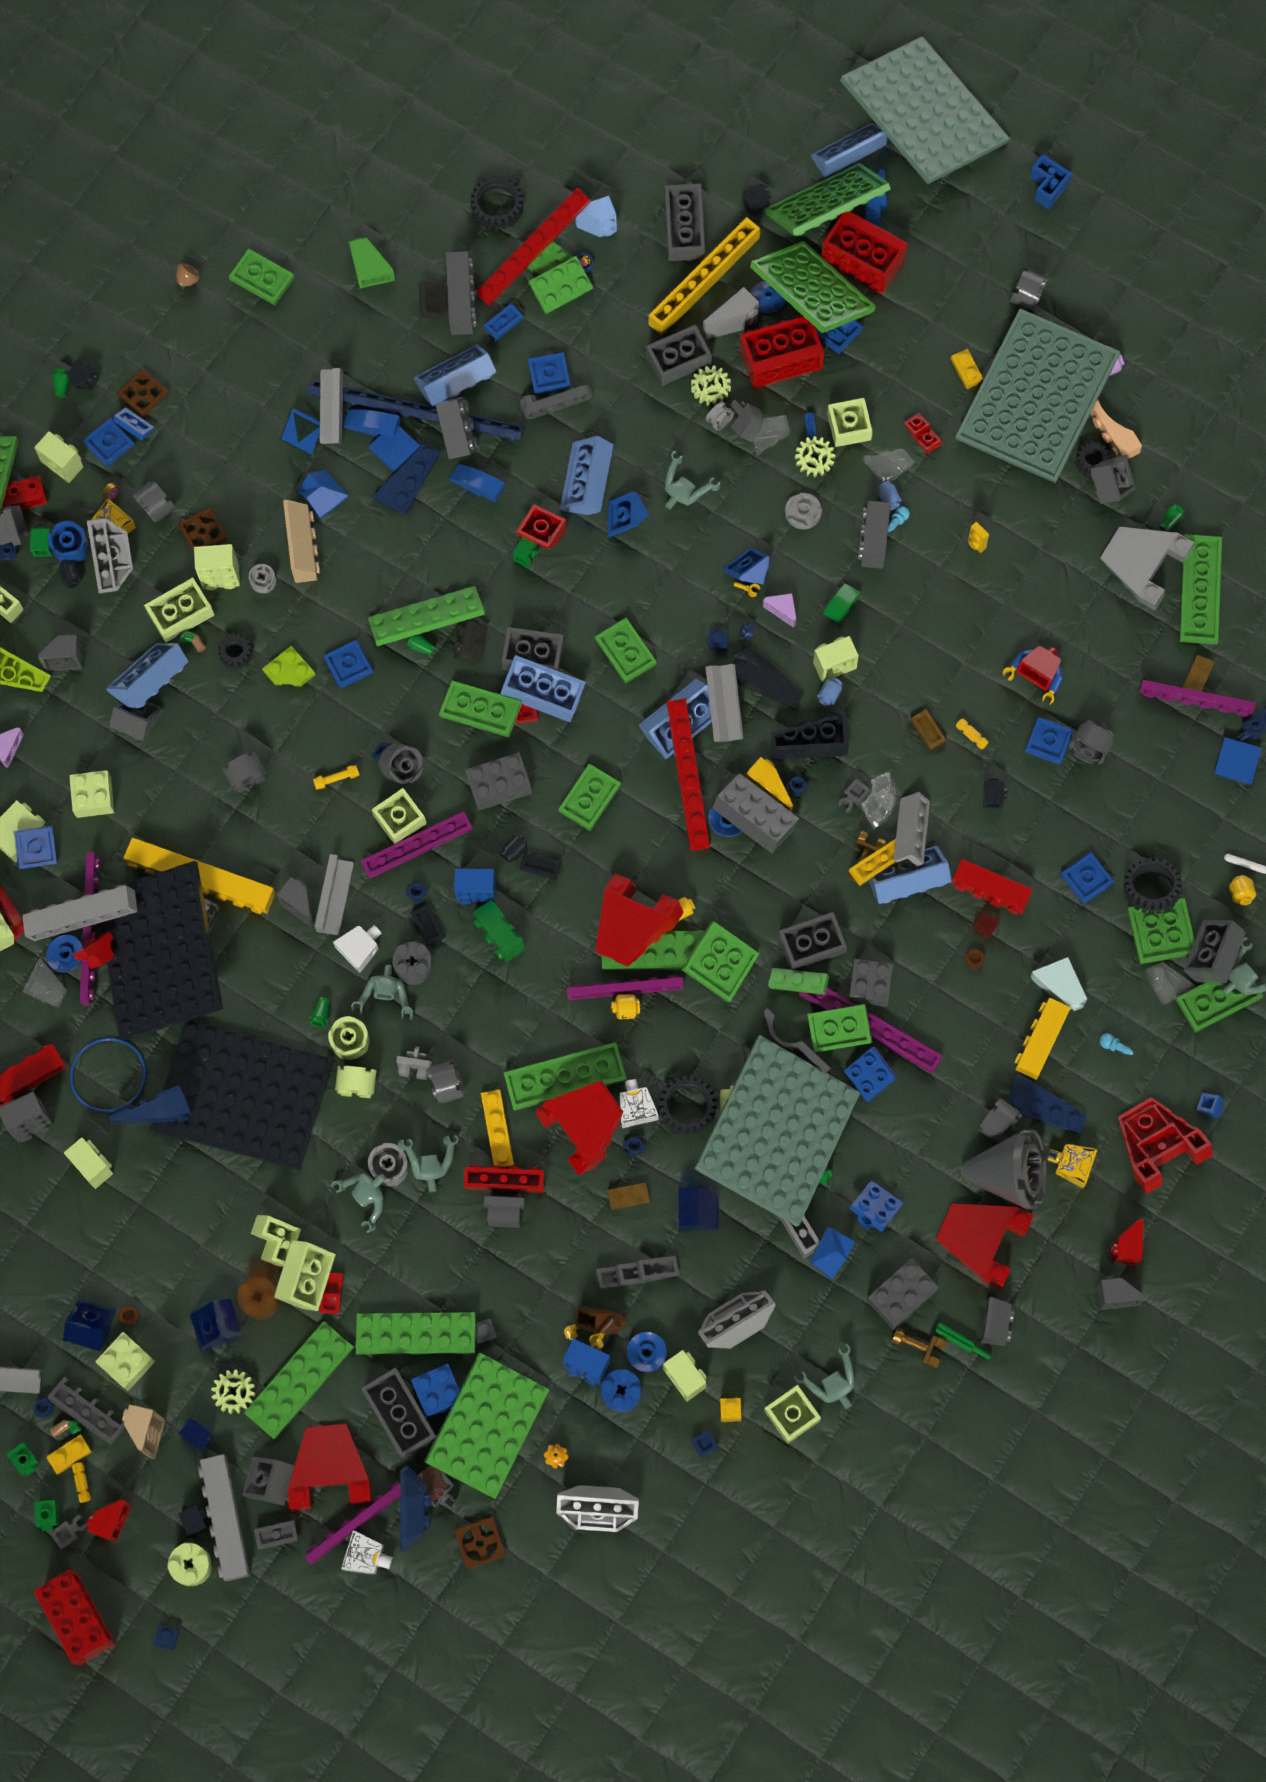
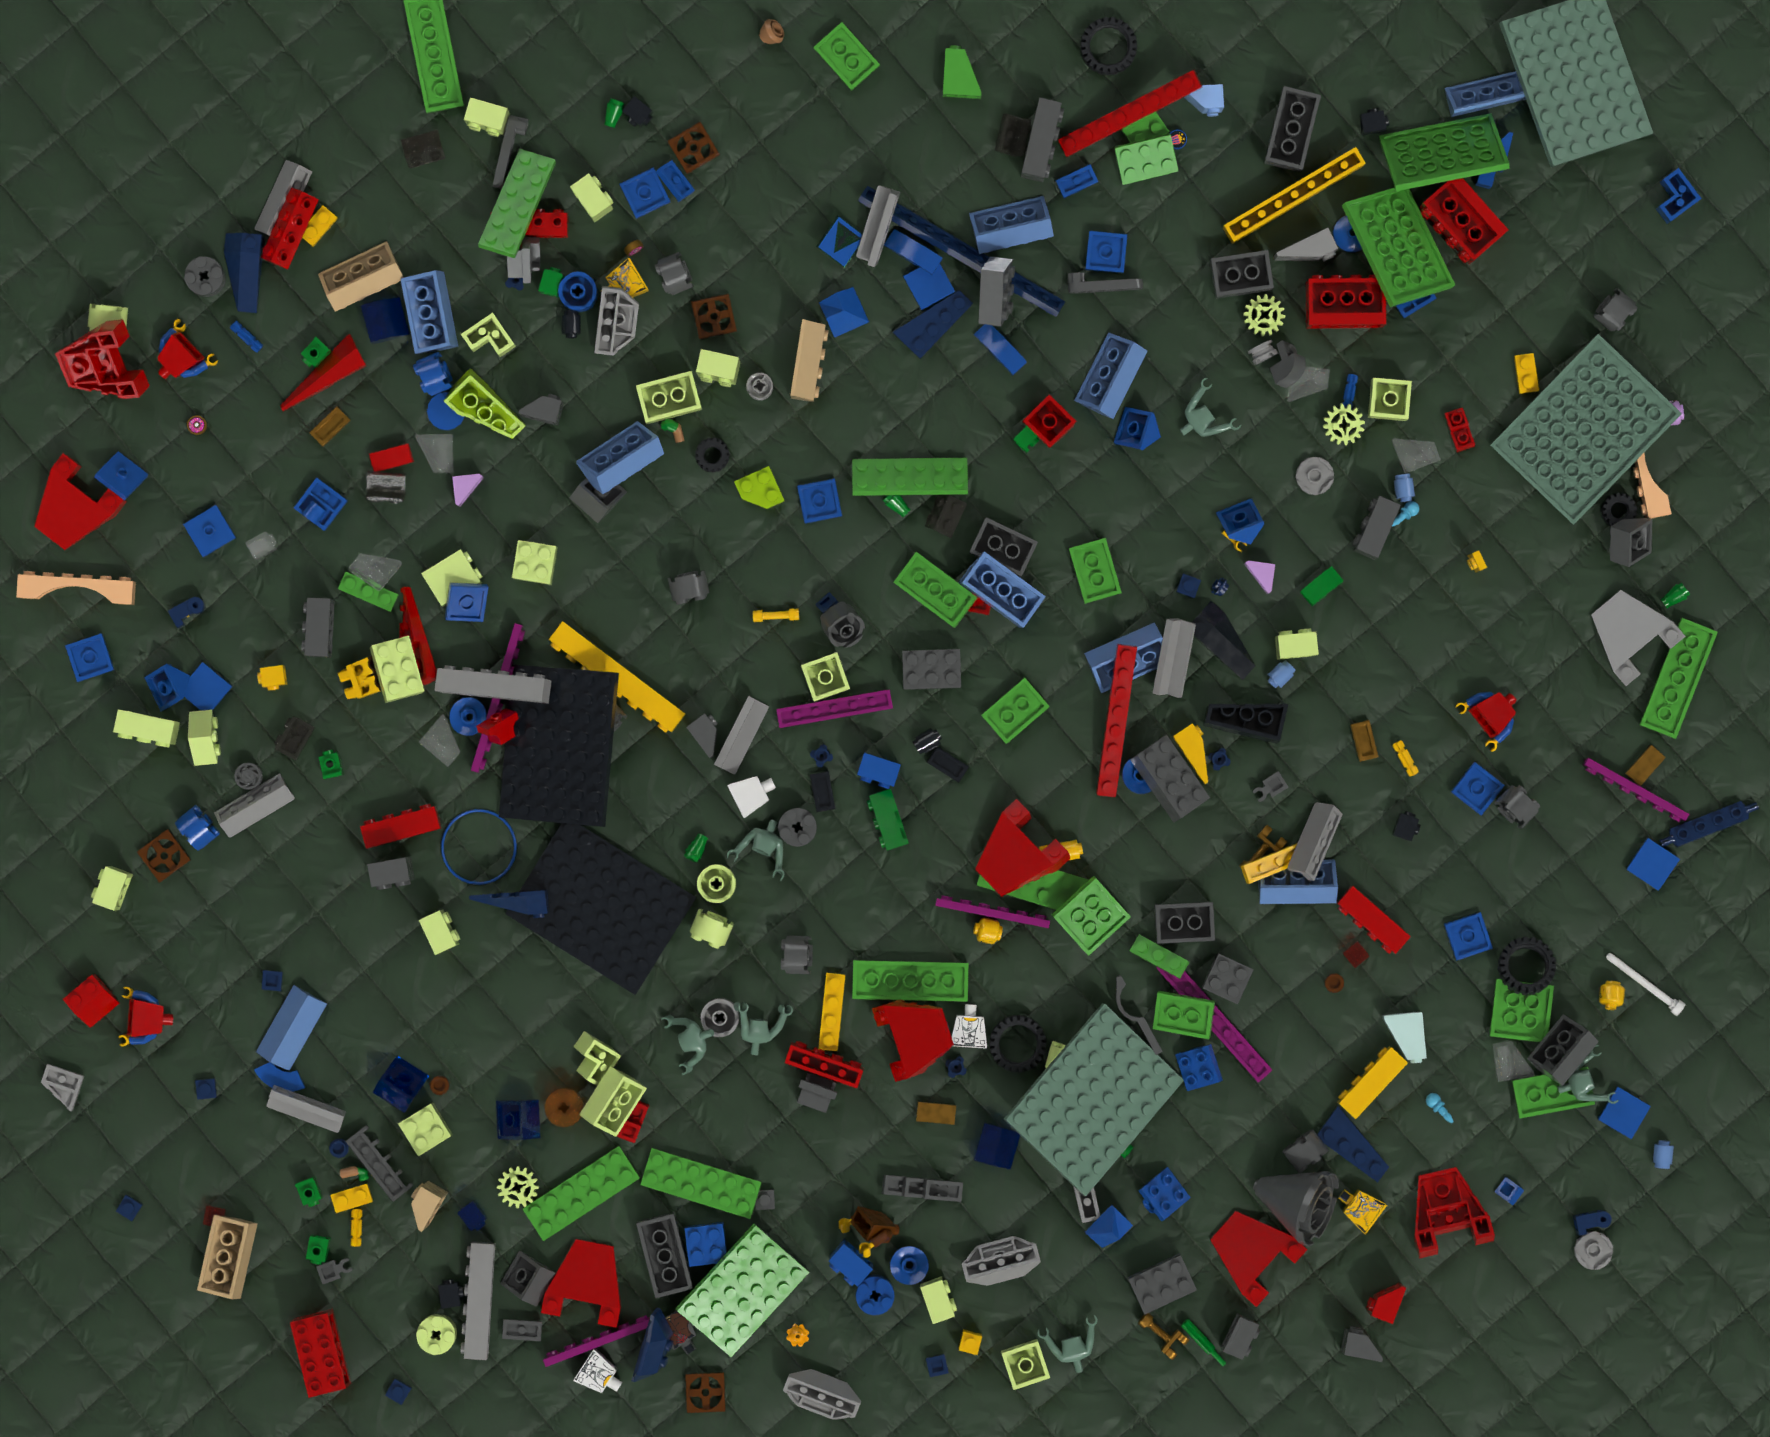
camera: 15 degrees right, 15 degrees up
(109, 1520) = (372, 1274): red slope -> none
(405, 1064) = (762, 924): light grey hips -> none
(881, 800) = (1295, 801): clear brick -> none

